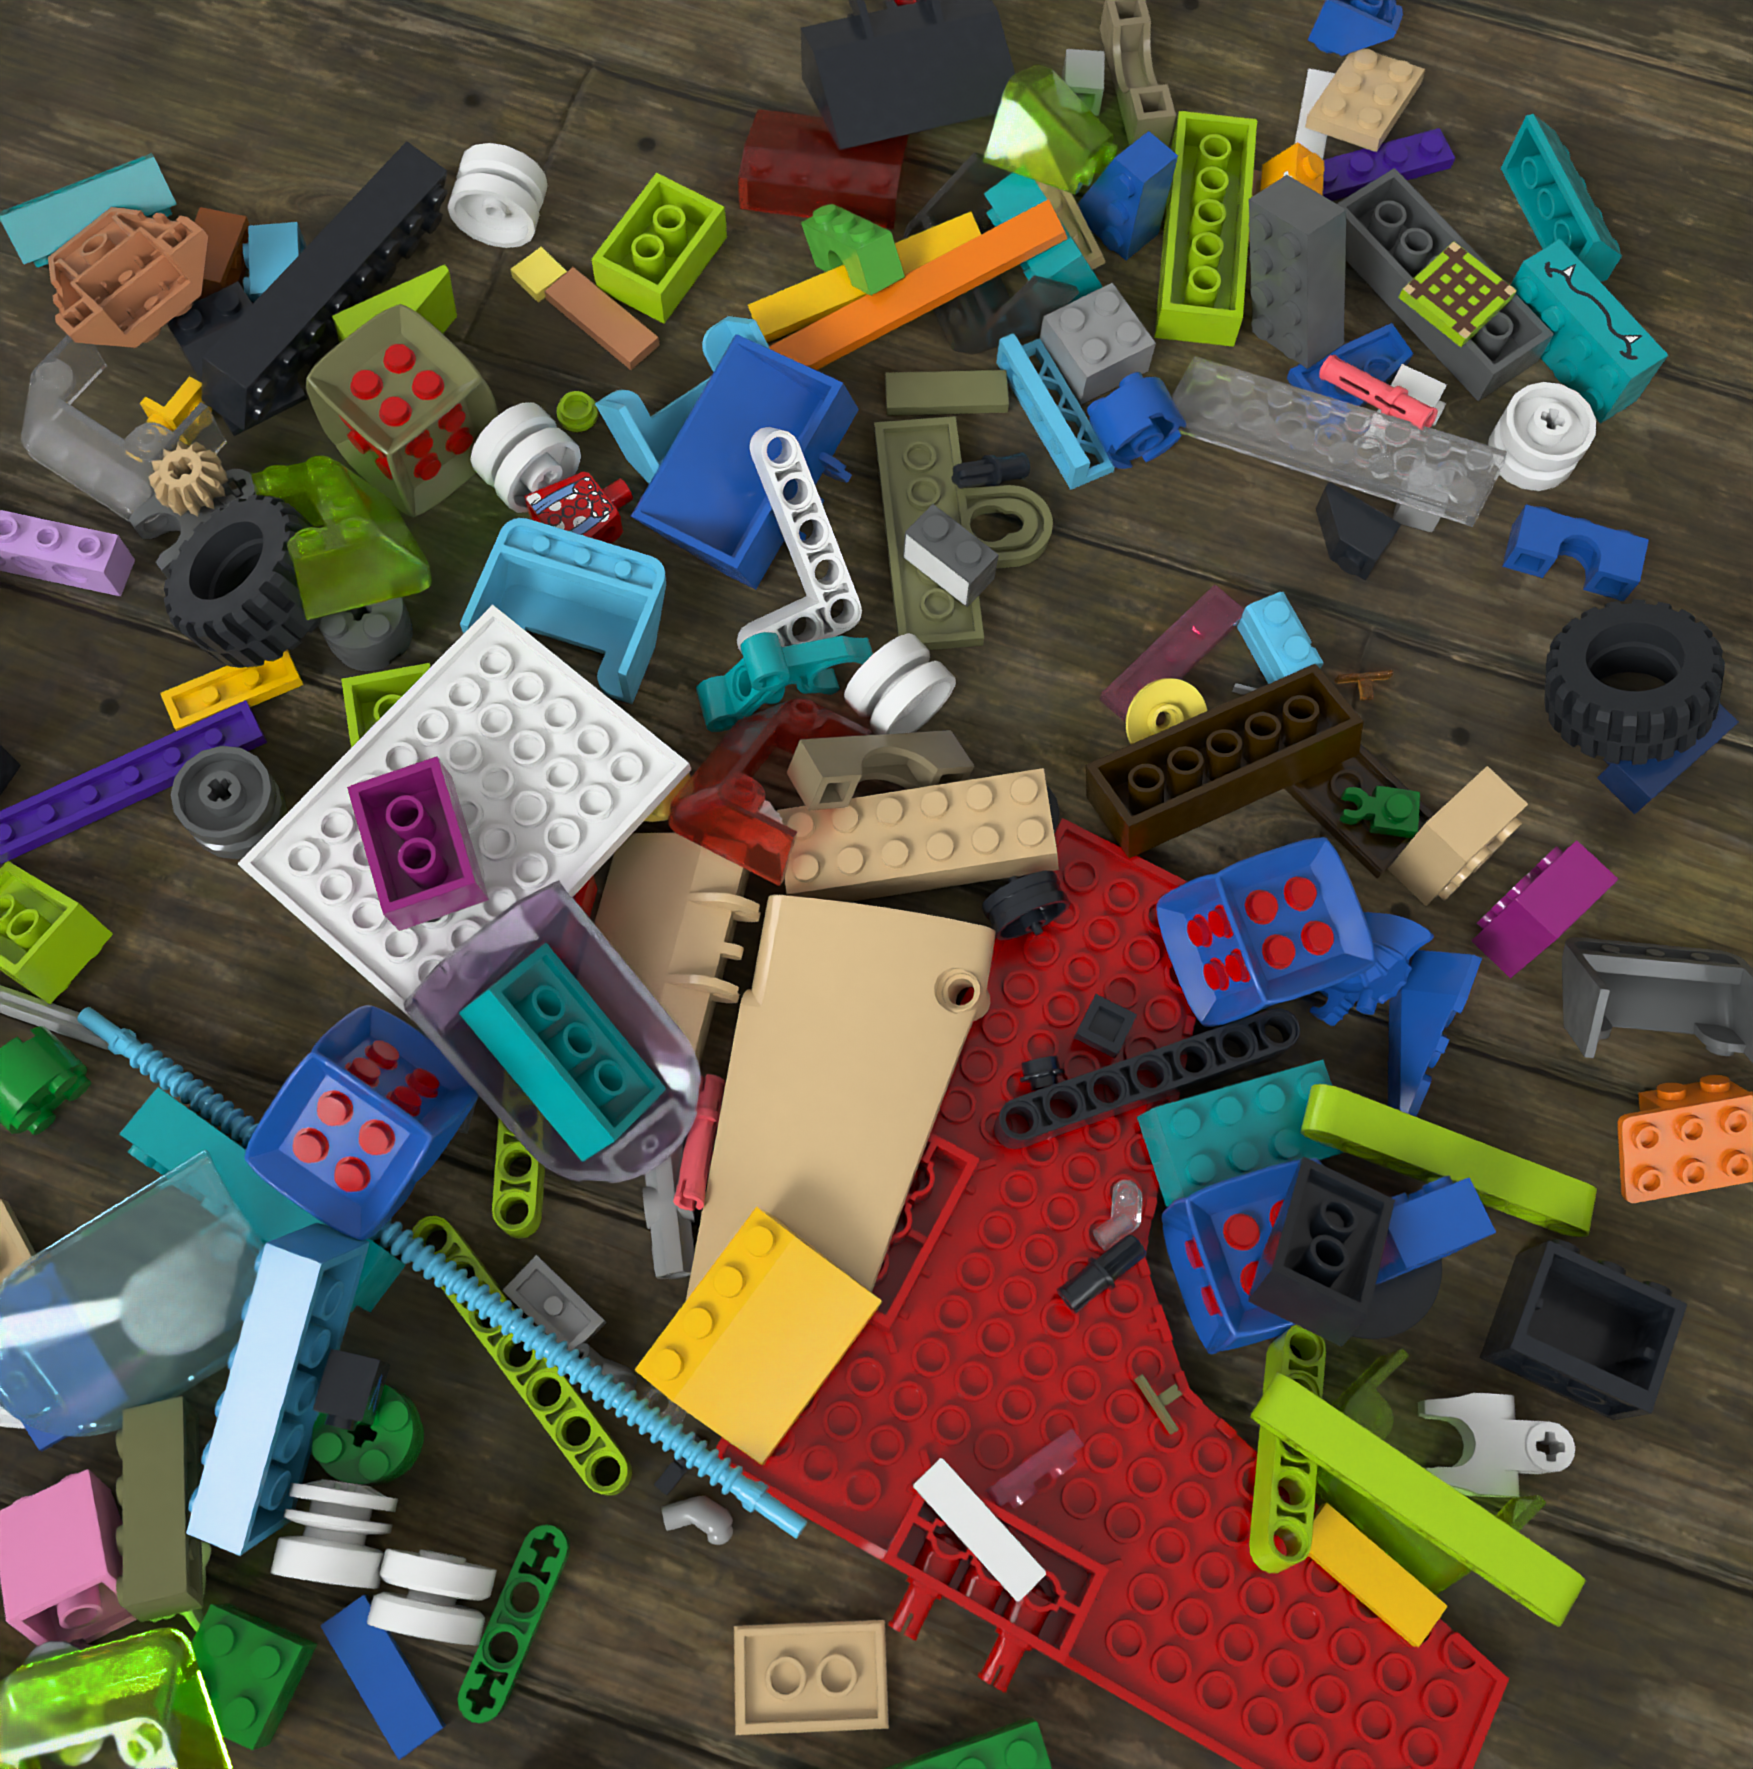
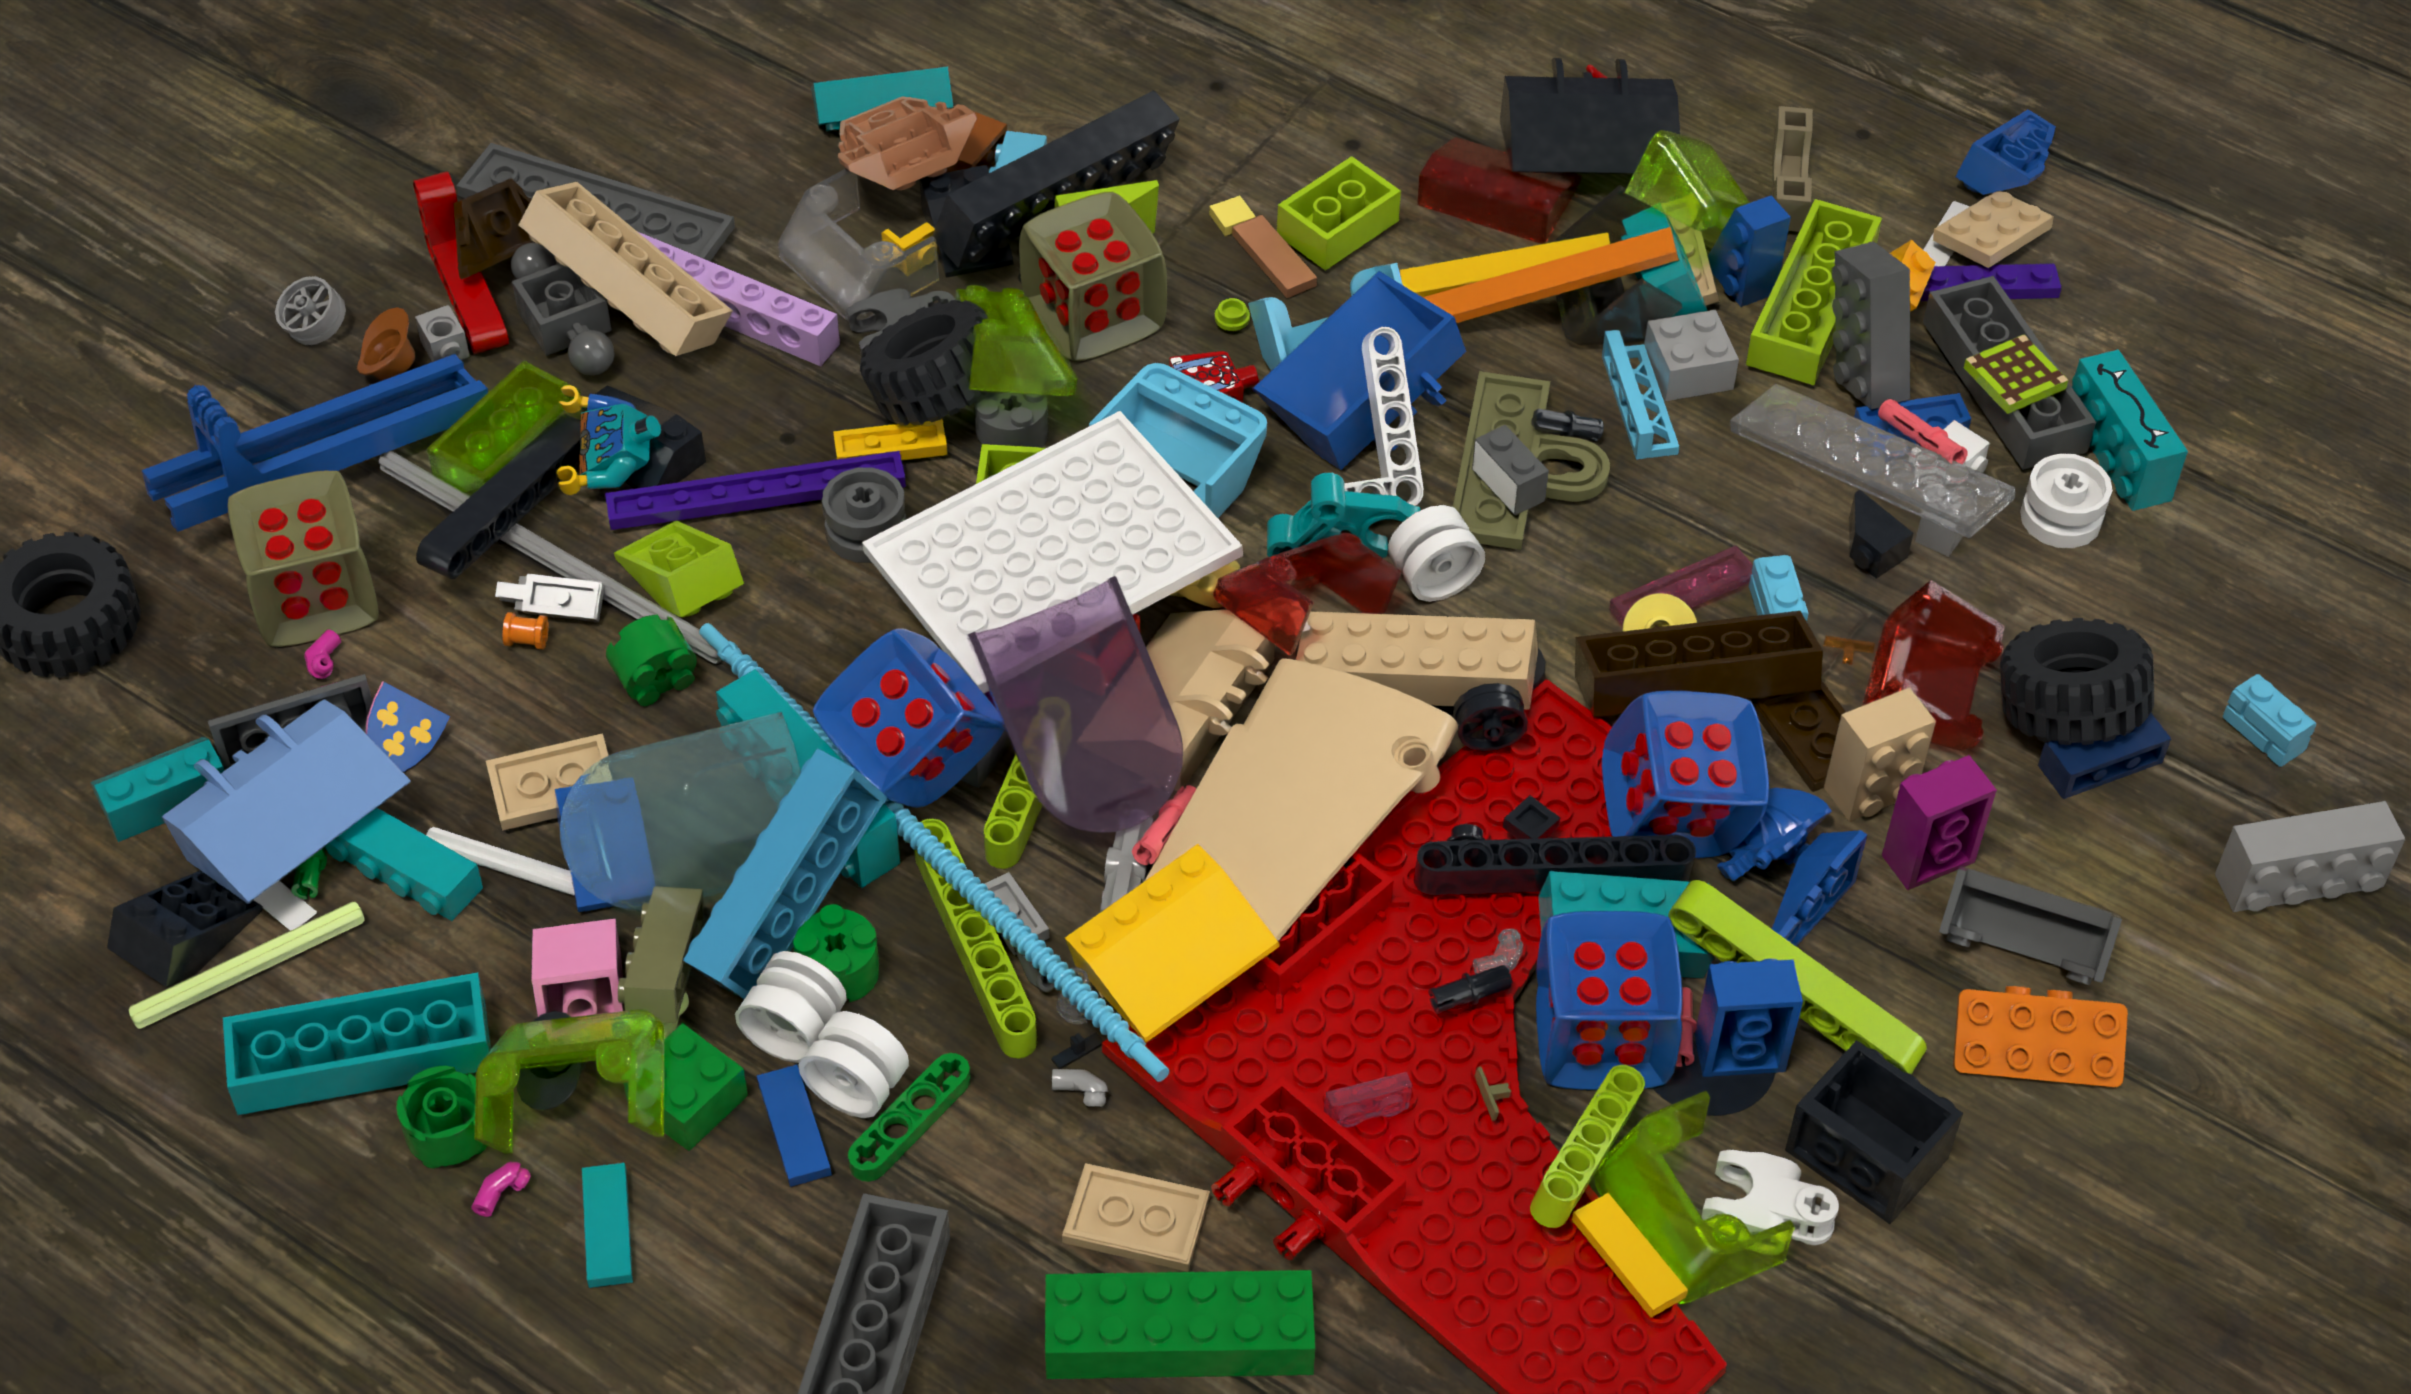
camera: 20 degrees right, 20 degrees down
(188, 478) = (905, 285): tan gear -> none
(350, 1389) = (839, 897): black brick -> none
(417, 844) = (1010, 546): magenta brick -> none
(497, 195) = (1215, 149): white wheel -> none
(523, 454) = (1178, 324): white wheel -> none
(563, 1052) = (1077, 714): teal slope -> none
(830, 768) = (1365, 584): dark tan arch -> none
(861, 246) = (1500, 236): bright green arch -> none
(946, 392) = (1550, 365): olive tile -> none
(979, 1529) = (1307, 1126): white sticker -> none
(1085, 76) = (1746, 165): light grey brick -> none
(1136, 420) = (1704, 412): blue brick -> none
(1323, 1253) = (1644, 967): black slope -> none
(1389, 810) = (1817, 731): green plate -> none
(1419, 1499) = (1679, 1181): lime beam -> none
(1457, 697) = (1937, 650): none -> clear red windscreen
(1557, 197) = (2144, 334): teal slope -> none
(1609, 556) = (2046, 576): blue arch -> none

